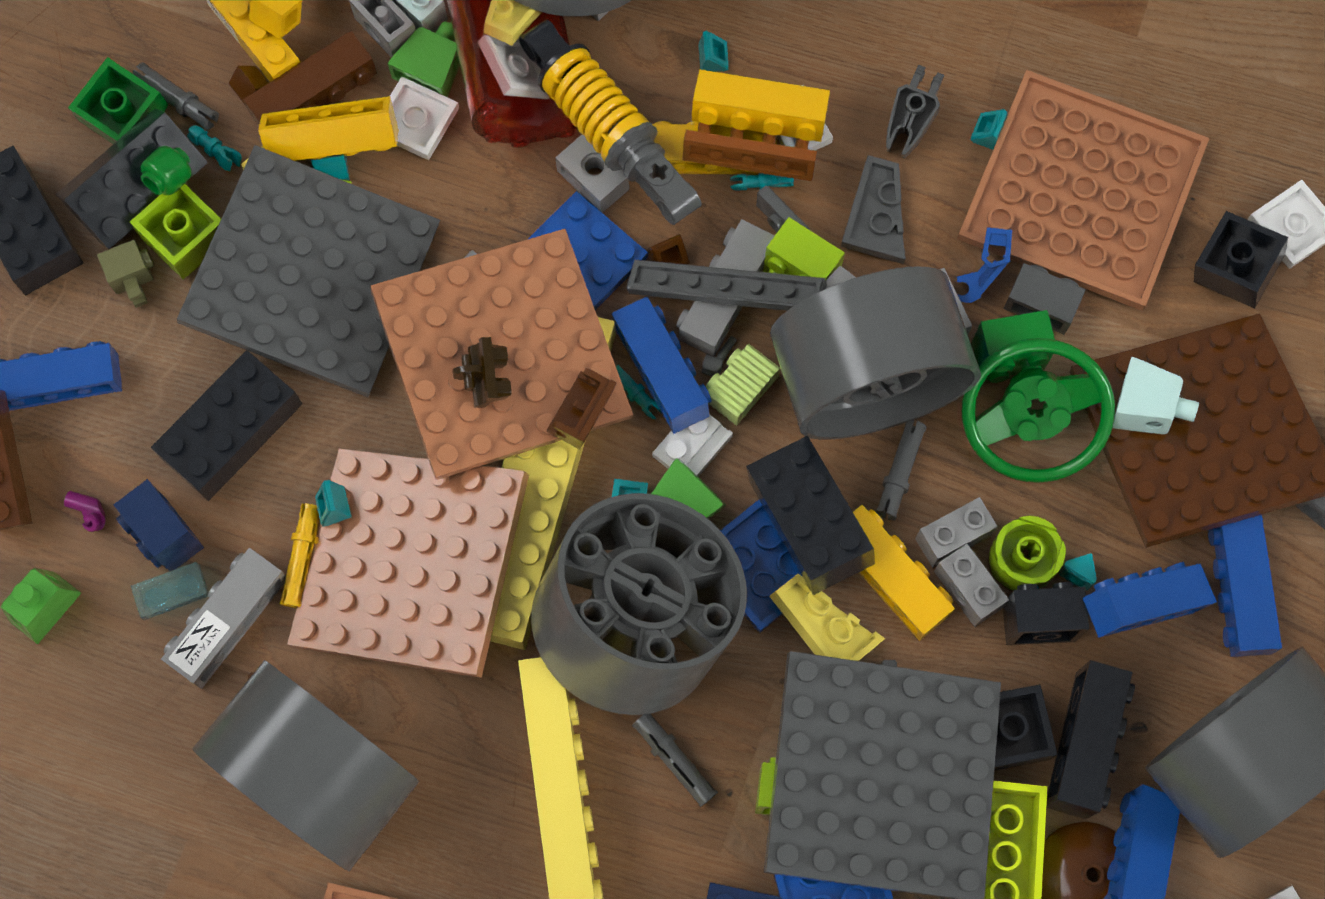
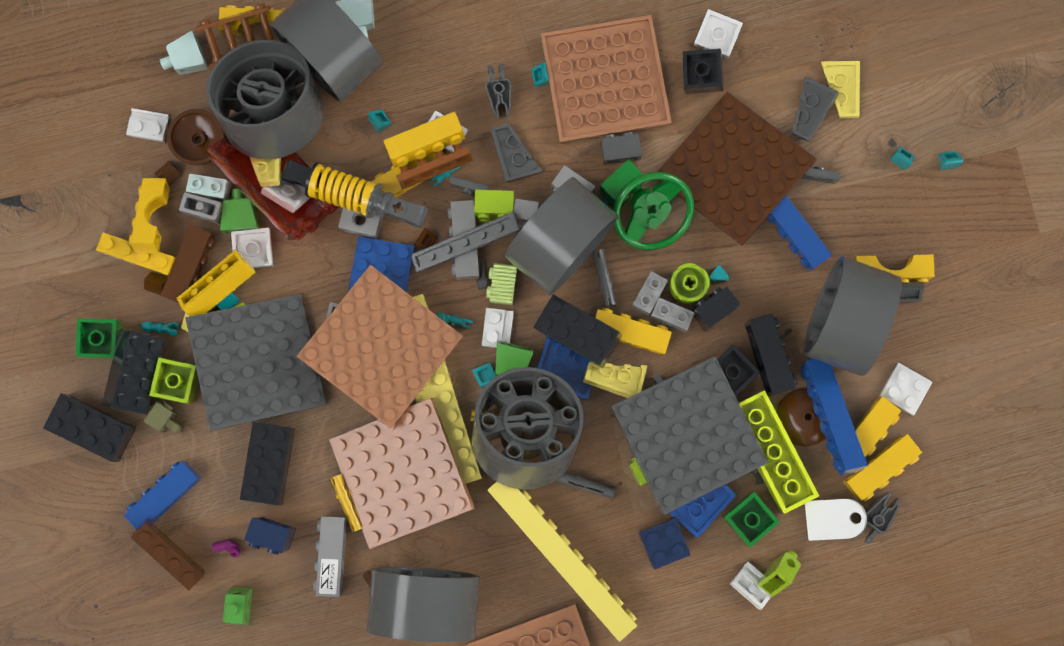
camera: 30 degrees left, 10 degrees up
(166, 170) = (151, 359): green head -> none
(170, 591) = (295, 560): clear light blue plate -> none
(185, 102) = (122, 313): dark grey pin -> none
(332, 503) = (346, 469): teal slope -> none
(479, 372) = (379, 366): dark brown hips -> none
(581, 408) = (438, 350): reddish brown hinge -> none
(661, 364) = (458, 300): blue brick -> none
(980, 280) = (586, 152): blue piece -> none
(1148, 598) = (759, 272): blue brick -> none
(1151, 399) = (703, 172): light aqua torso -> none

